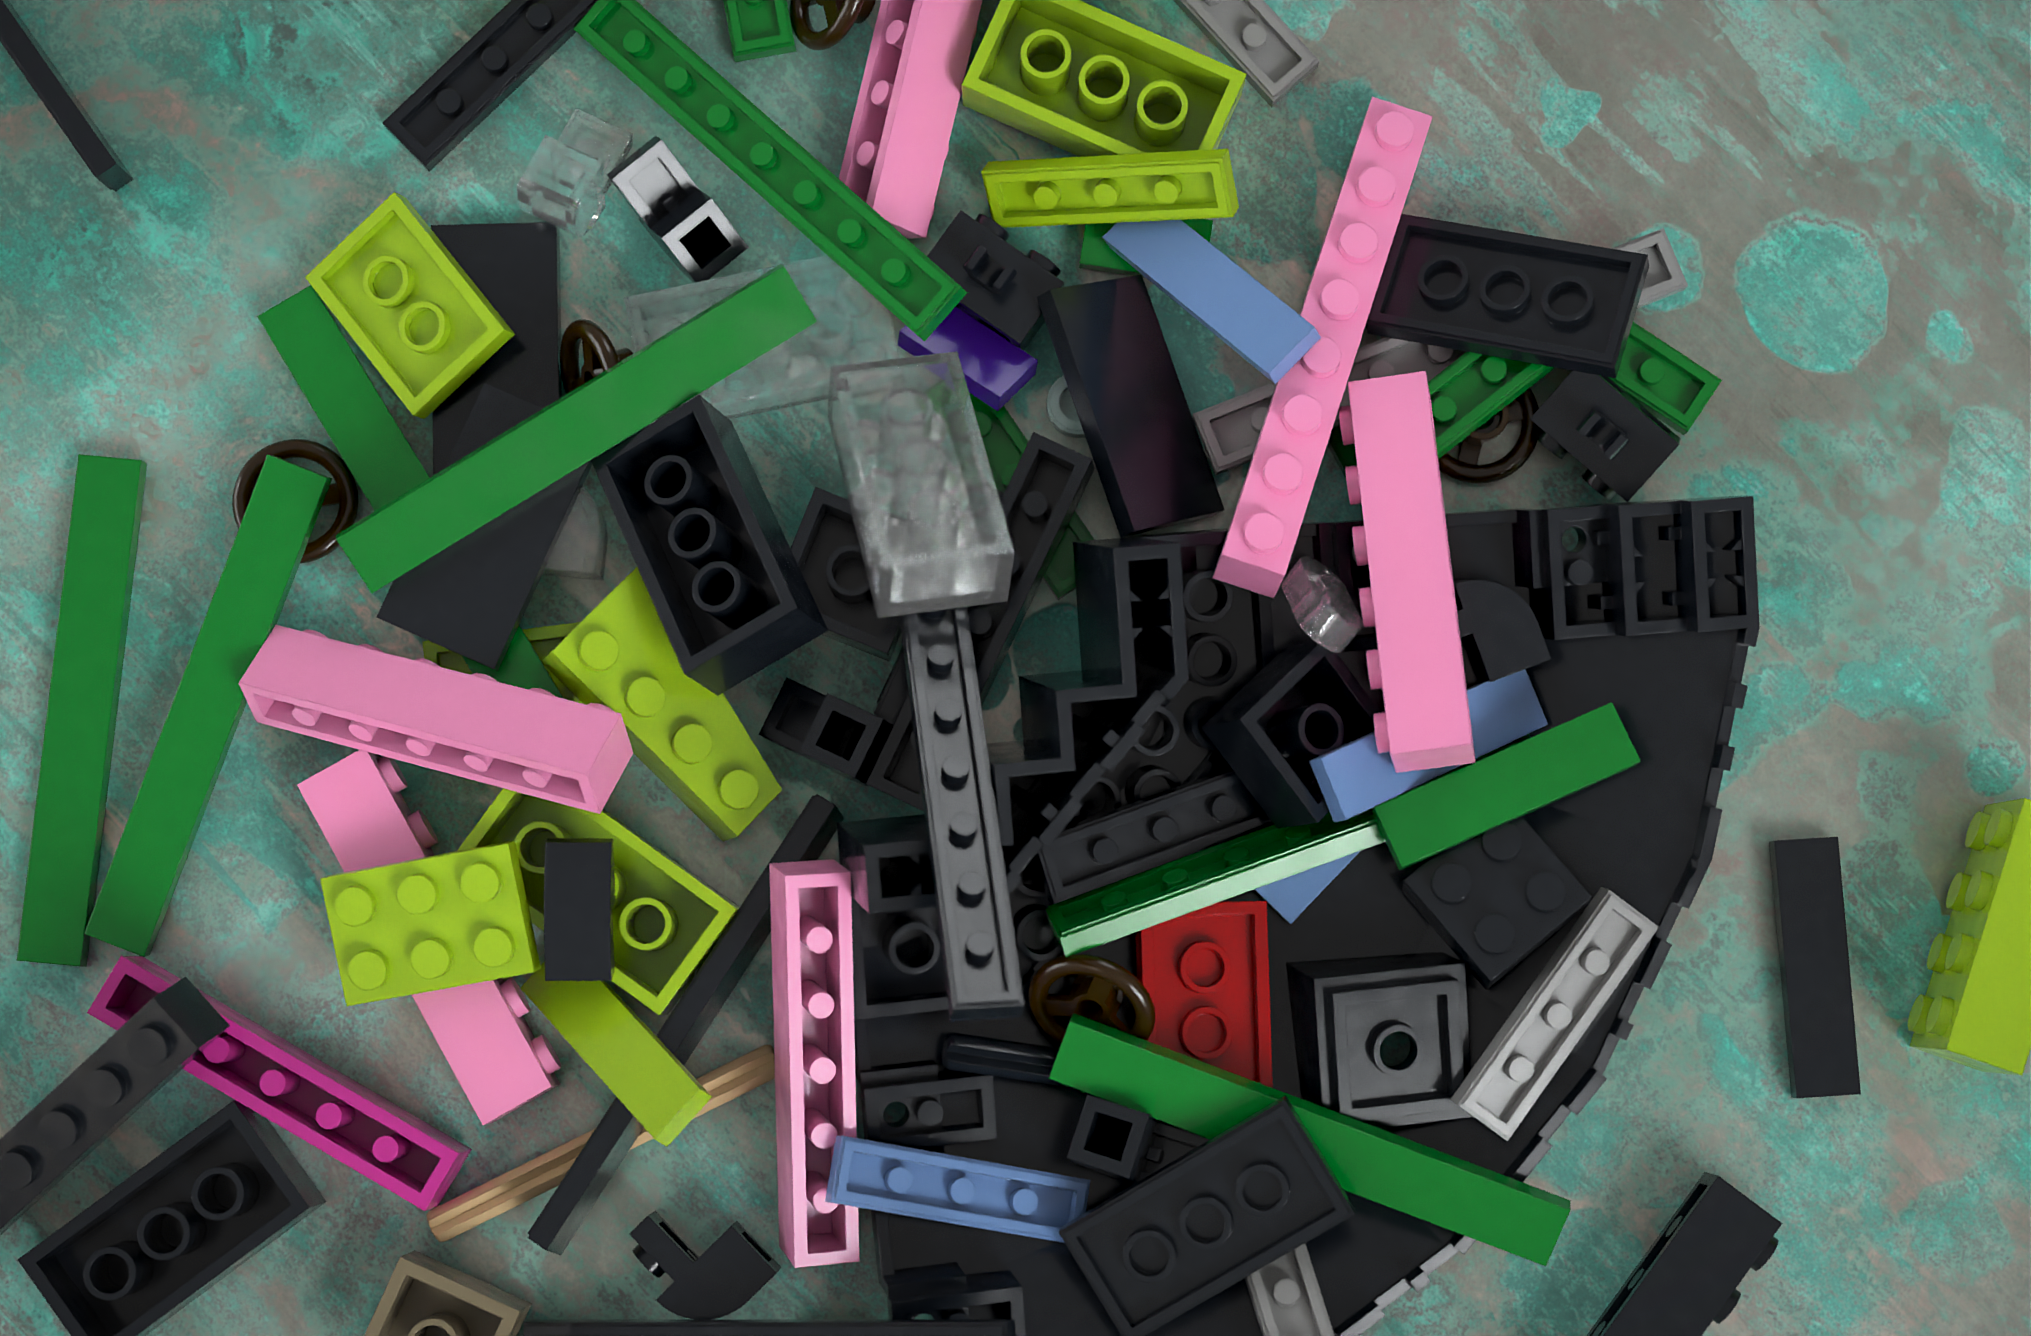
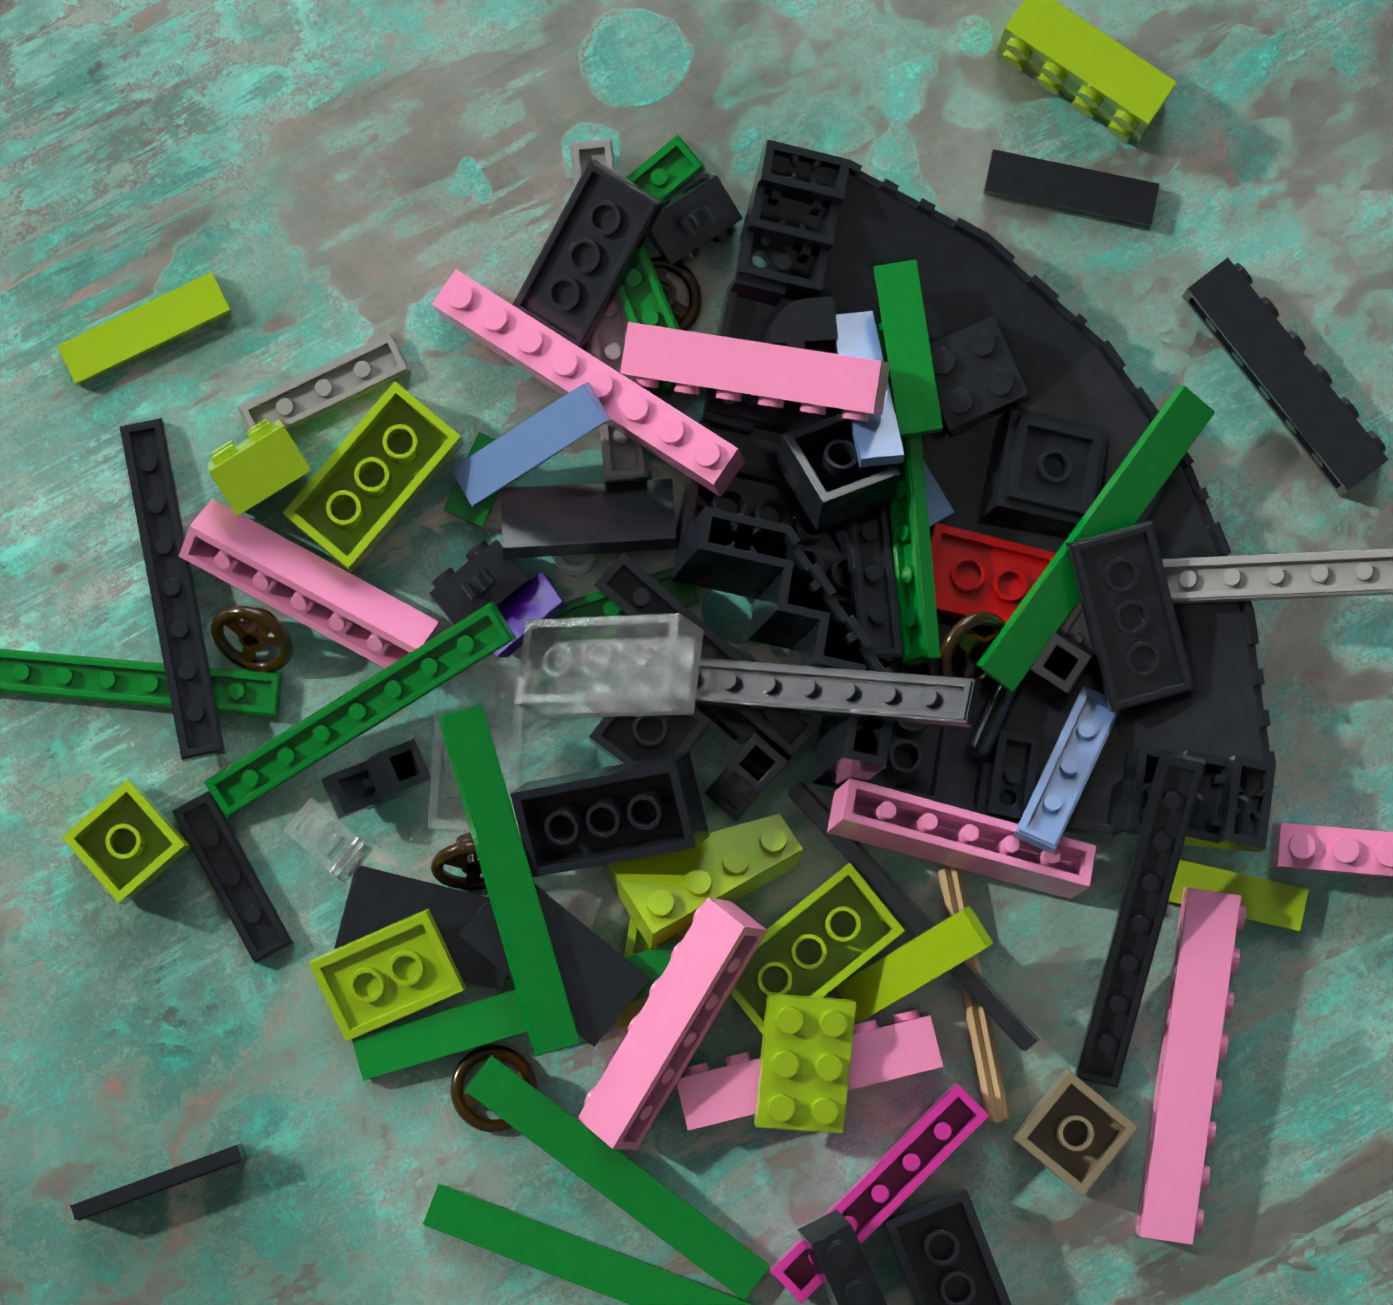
camera: 80 degrees left, 0 degrees up
(579, 909) = (823, 962): black slope -> none
(708, 1284) = (1083, 950): black brick -> none
(1111, 188) = (444, 491): lime tile -> none
(1321, 604) = (760, 430): clear beam -> none
(1554, 1013) = (1058, 360): light grey tile -> none

